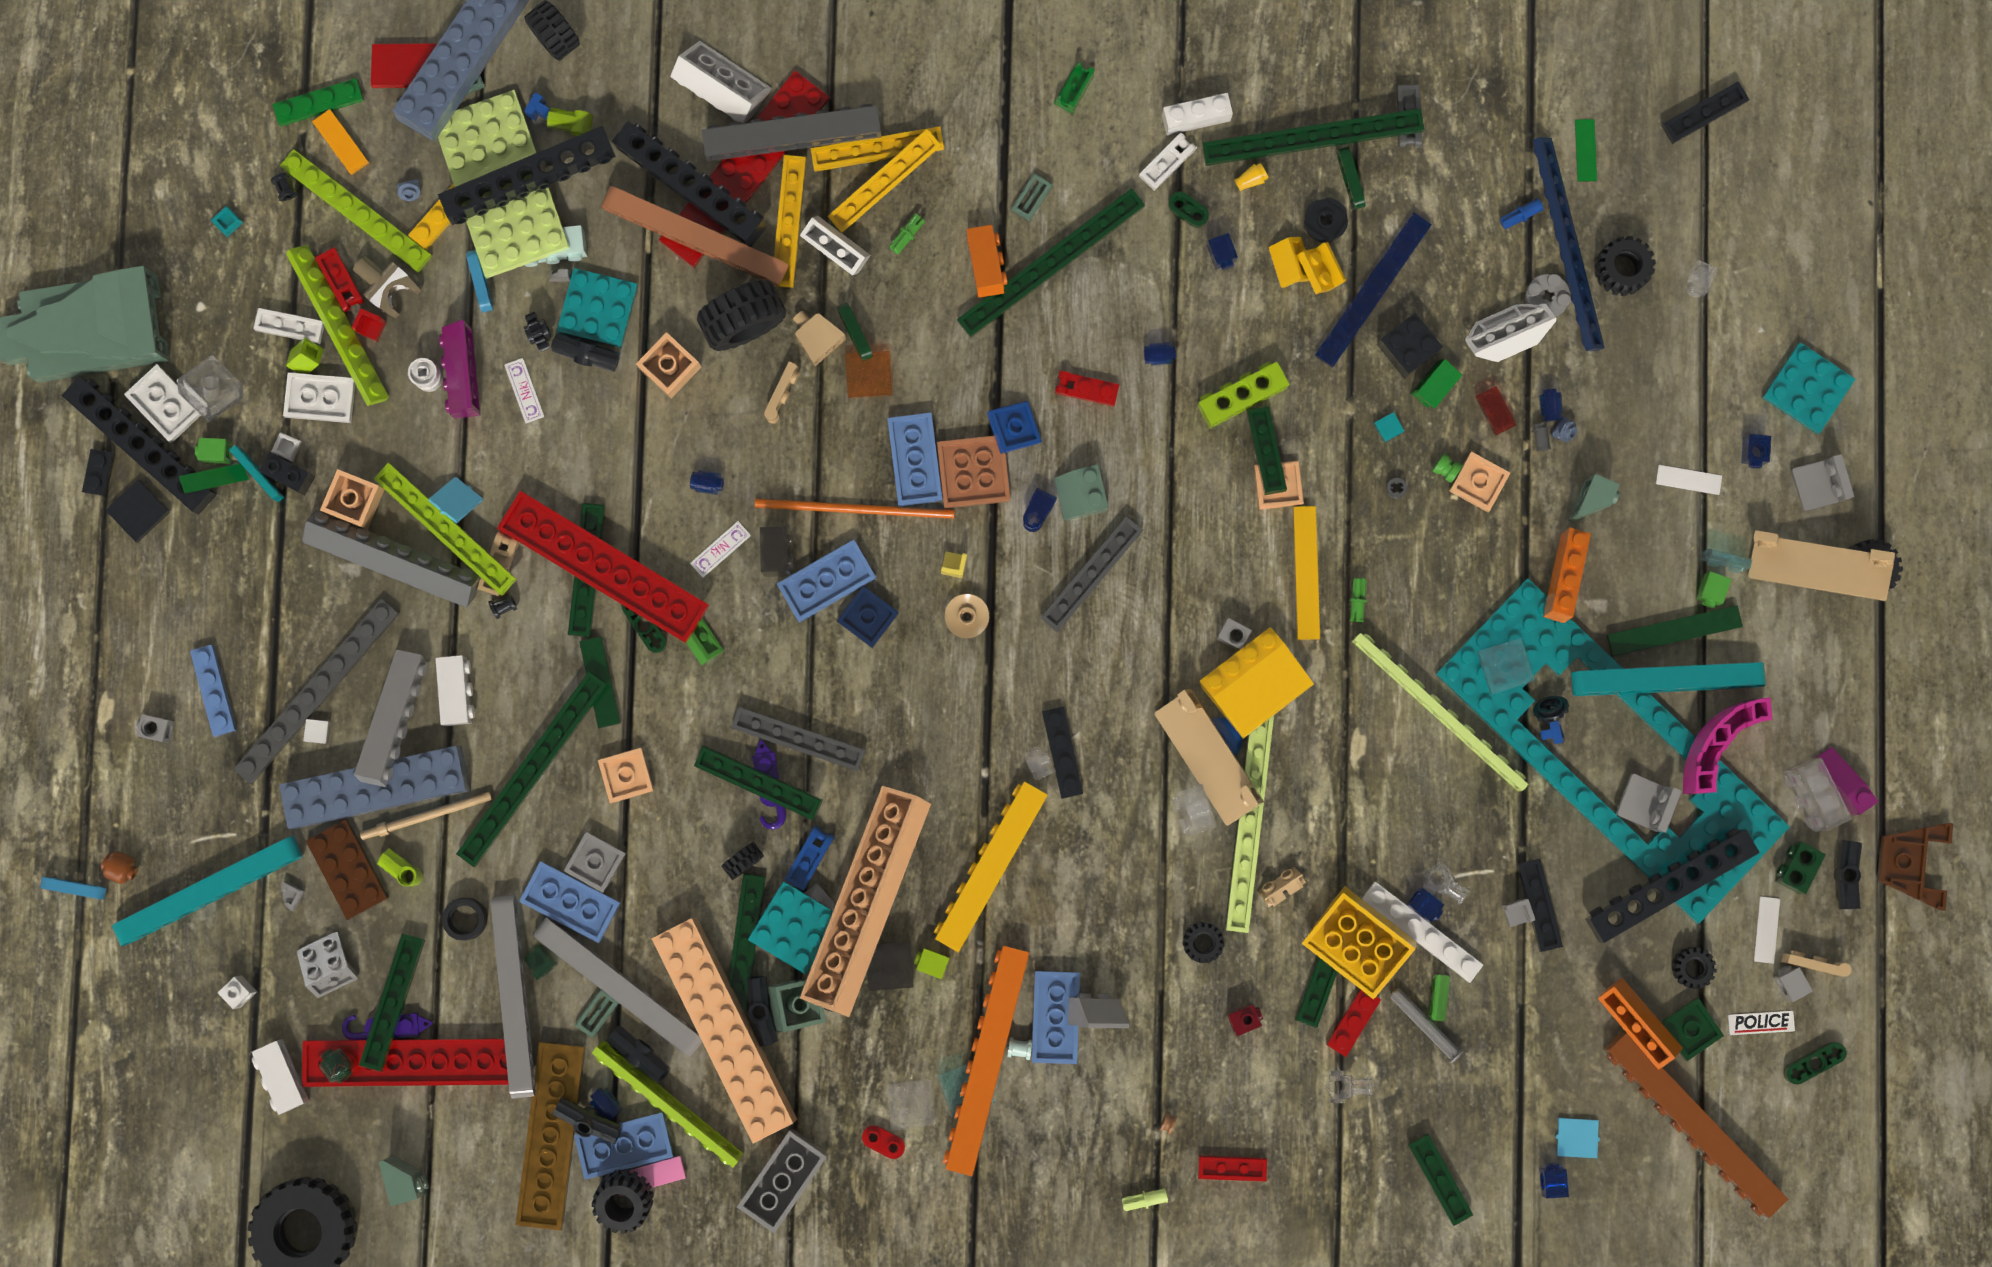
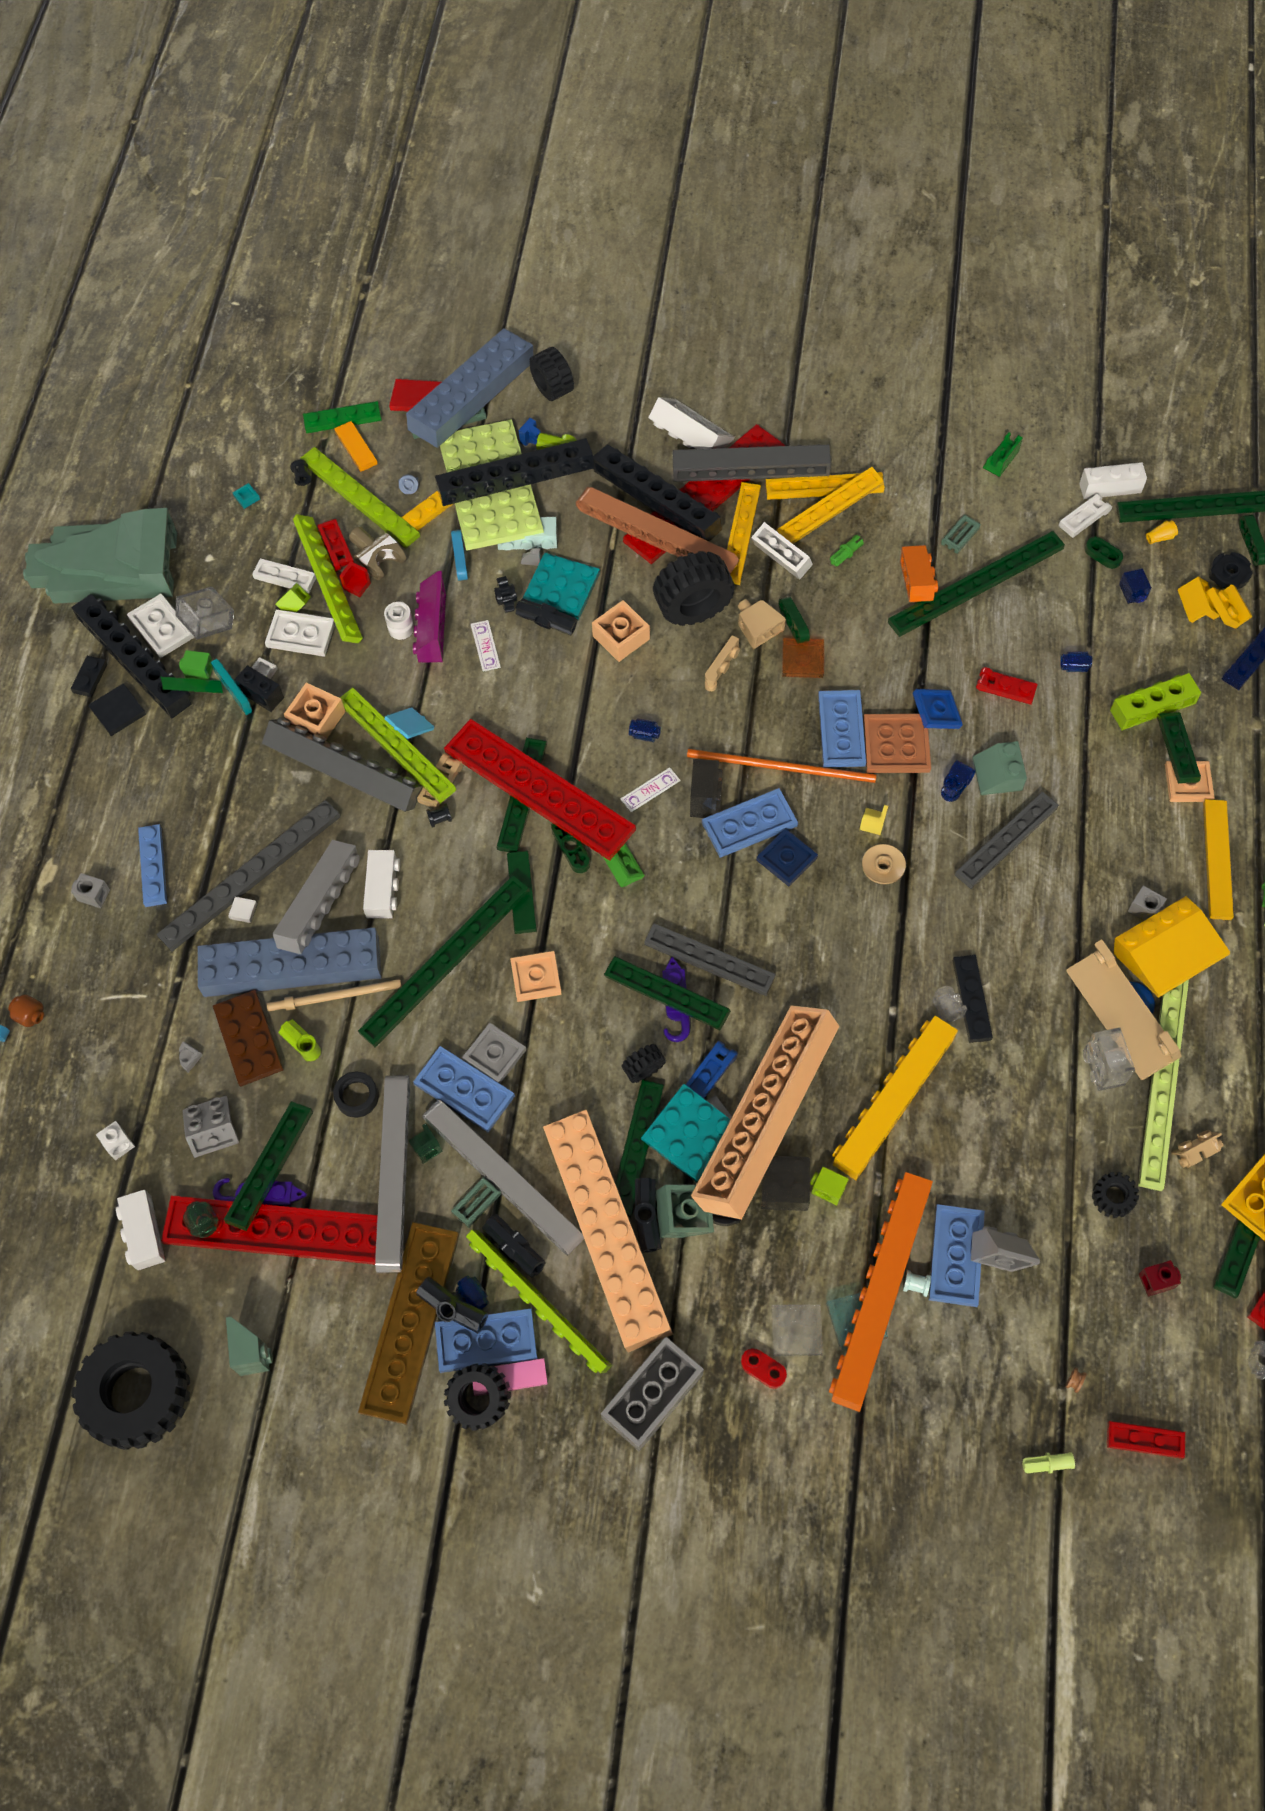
camera: 10 degrees right, 20 degrees down
(207, 891) = (106, 1042): teal beam -> none

